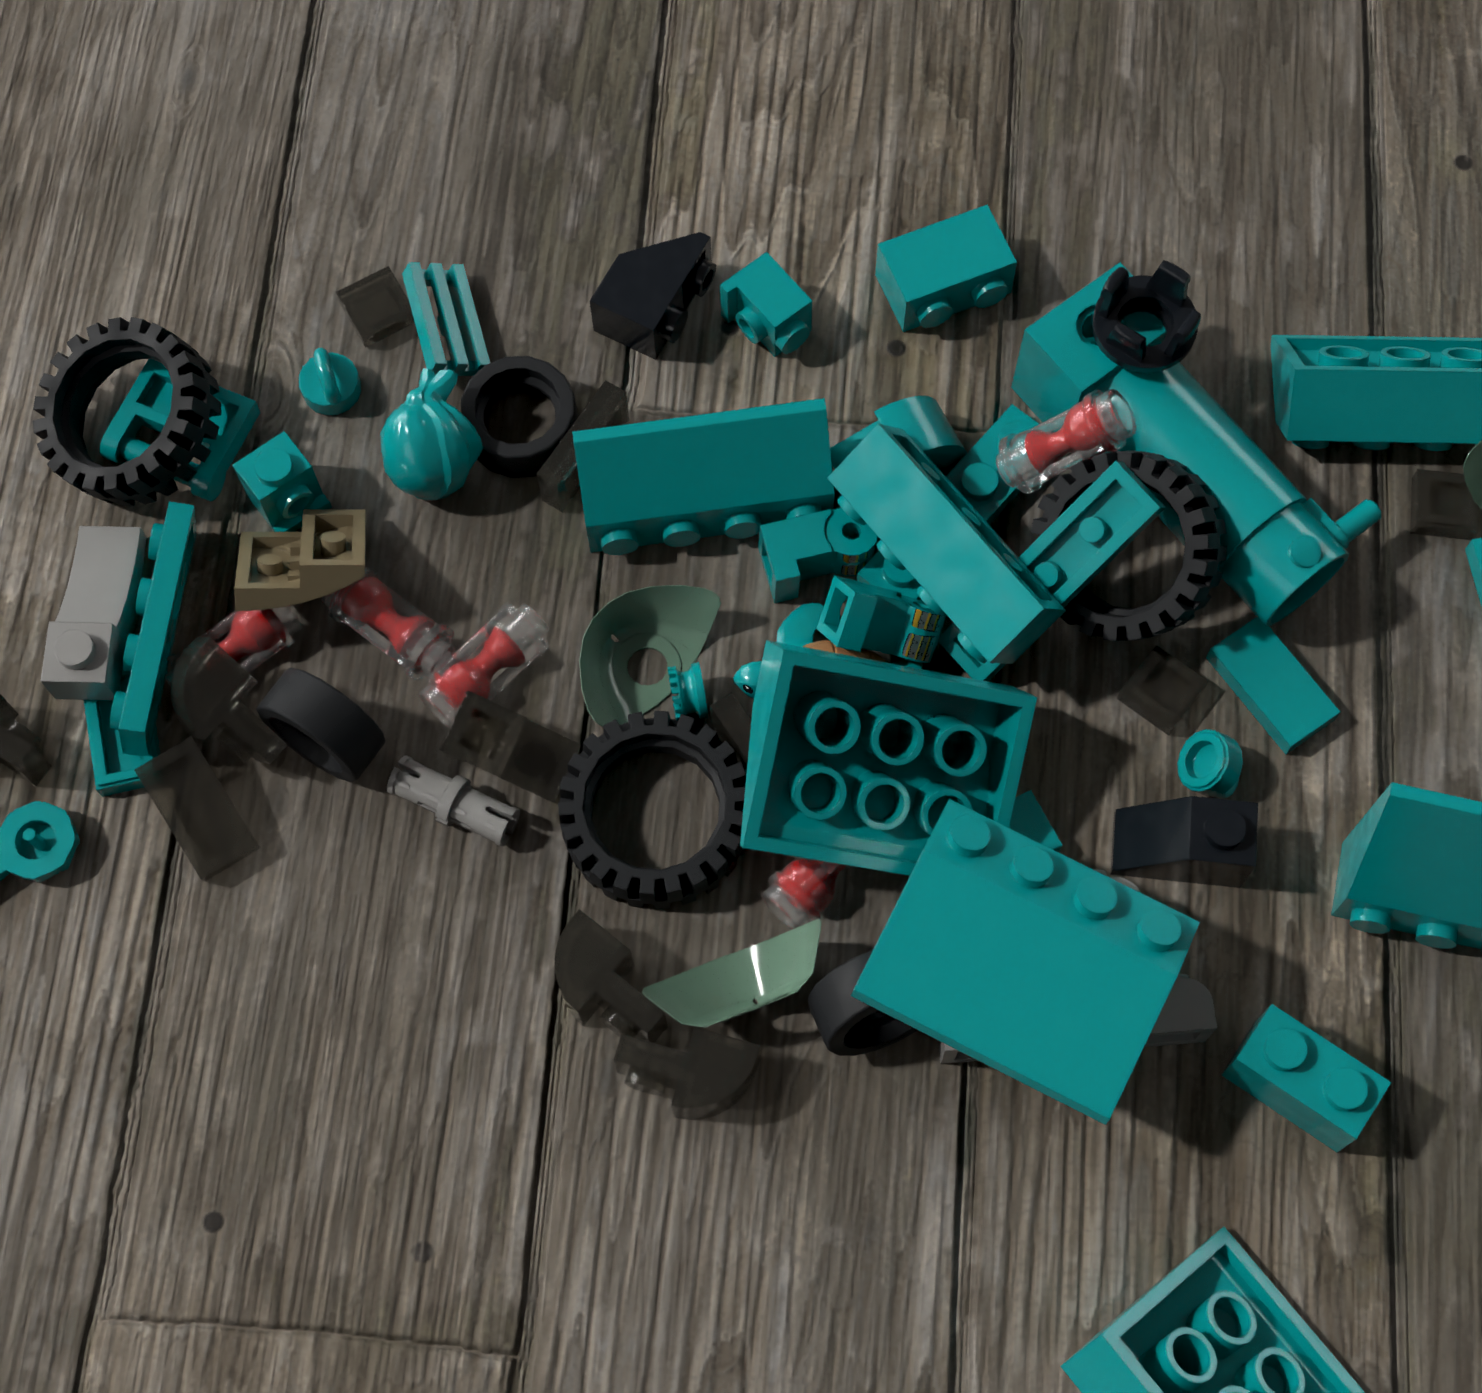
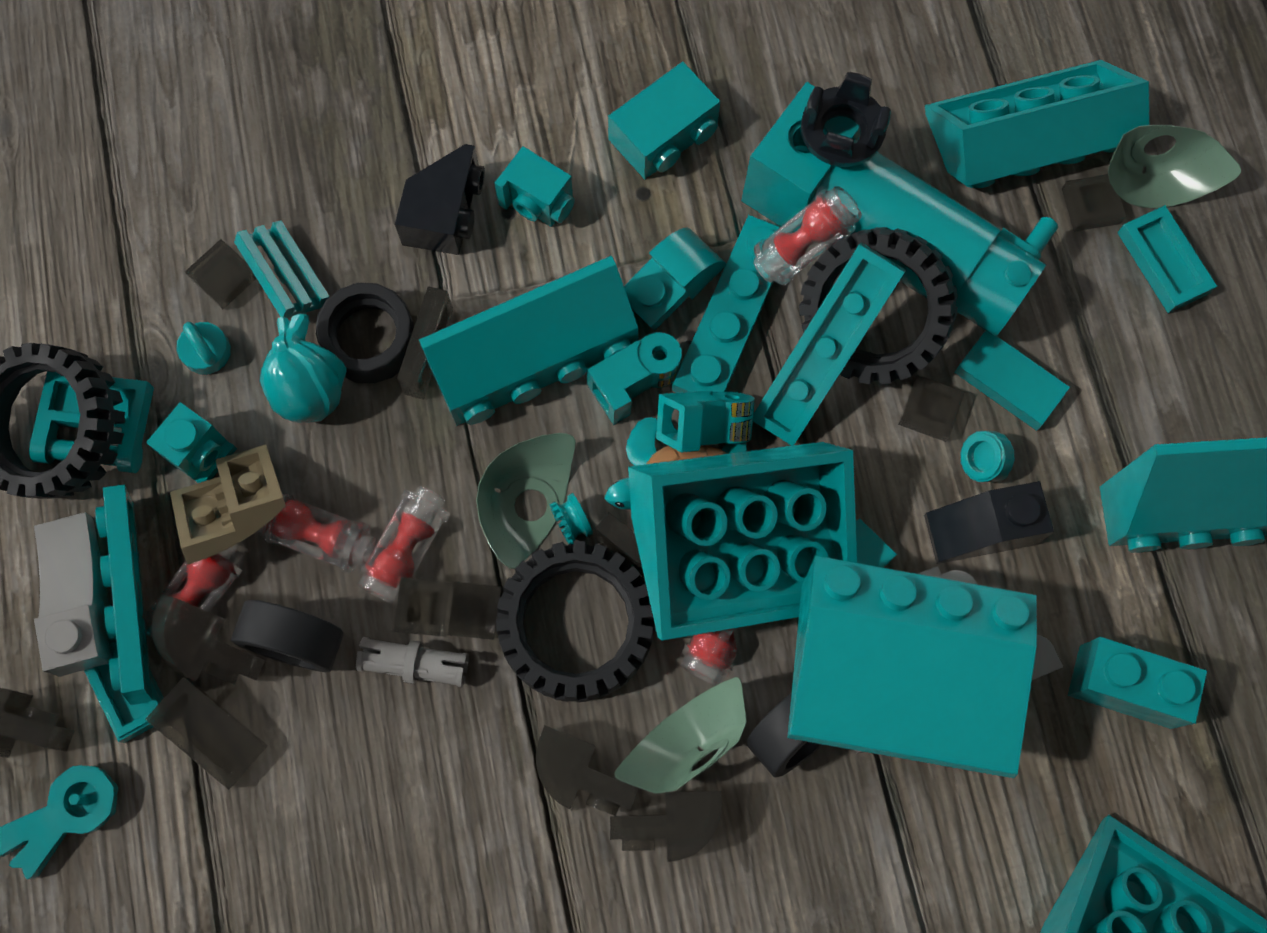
camera: 20 degrees left, 5 degrees up
(944, 546) = (739, 347): teal brick -> none

